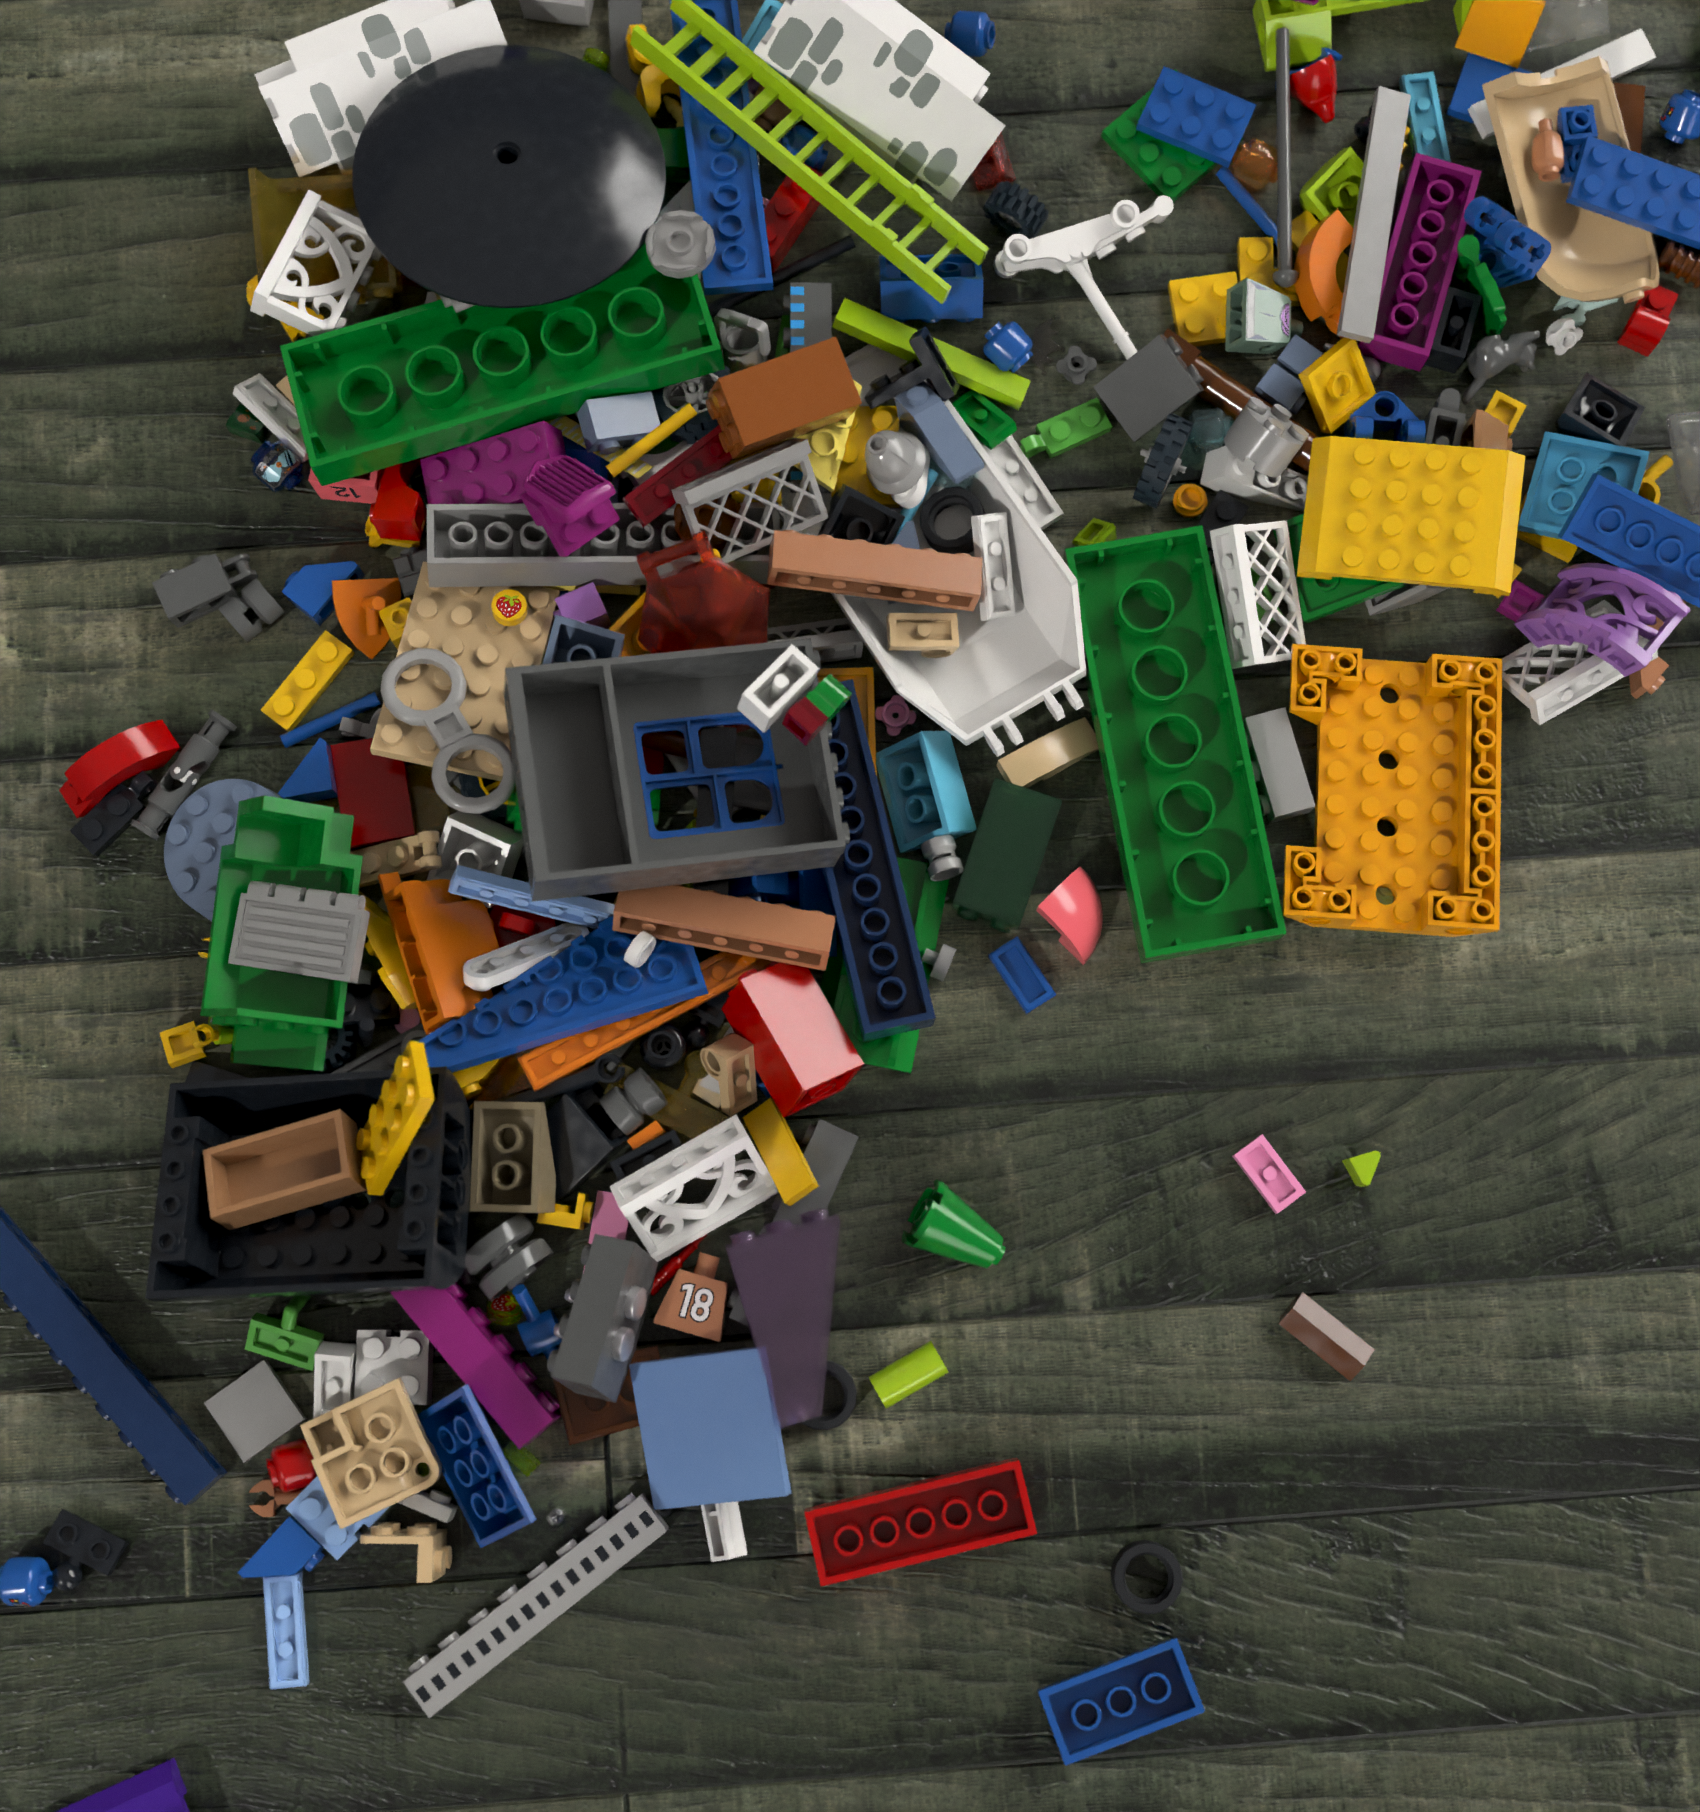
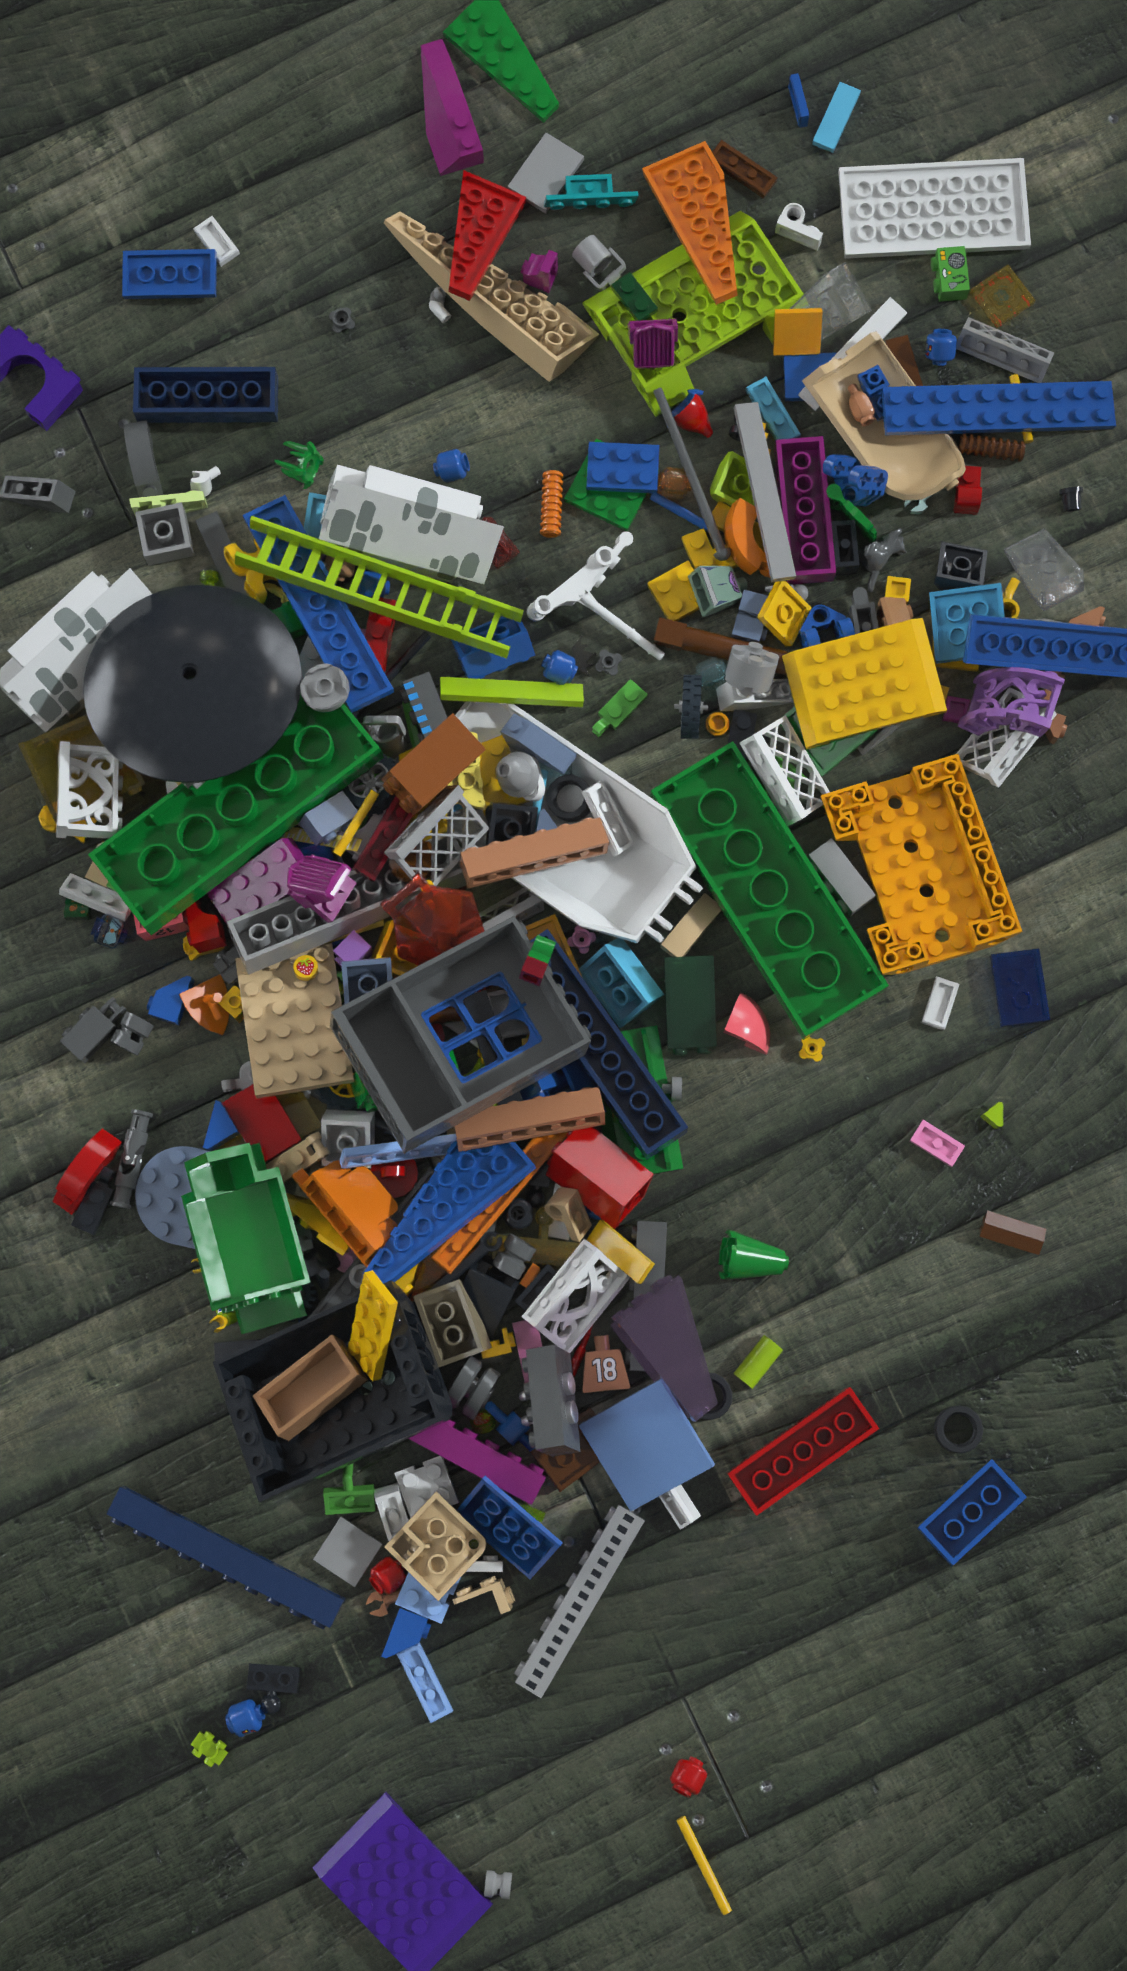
camera: 20 degrees left, 0 degrees up
(179, 1044) = (203, 1335): yellow plate -> none
(300, 931) = (257, 1231): light grey hinge -> none
(307, 681) = (186, 1065): yellow plate -> none
(330, 719) = (212, 1085): blue bar -> none
(448, 730) = (302, 1063): light grey bar -> none
(516, 958) = (404, 1192): white plate -> none
(640, 949) = (482, 1157): white tile -> none
(778, 688) = (509, 957): white brick -> none
(930, 633) = (583, 878): tan plate -> none
(931, 366) = (507, 710): black bracket -> none
(942, 858) = (649, 1021): light grey wheel -> none
(984, 419) = (563, 722): green plate -> none
(1015, 210) = (529, 576): black bush -> none
(1021, 975) = (729, 1077): blue tile -> none
(1025, 482) = (603, 752): white plate -> none
(1082, 131) = (551, 503): none -> orange piece
(1095, 532) = (664, 770): lime slope -> none
(1149, 386) = (663, 661): dark grey brick -> none
(1149, 990) = (816, 1054): none -> yellow plate
(1346, 986) = (940, 1003): none -> white tile
(1464, 1007) = (1019, 987): none -> clear blue plate
(1563, 335) = (917, 522): white plate -> none

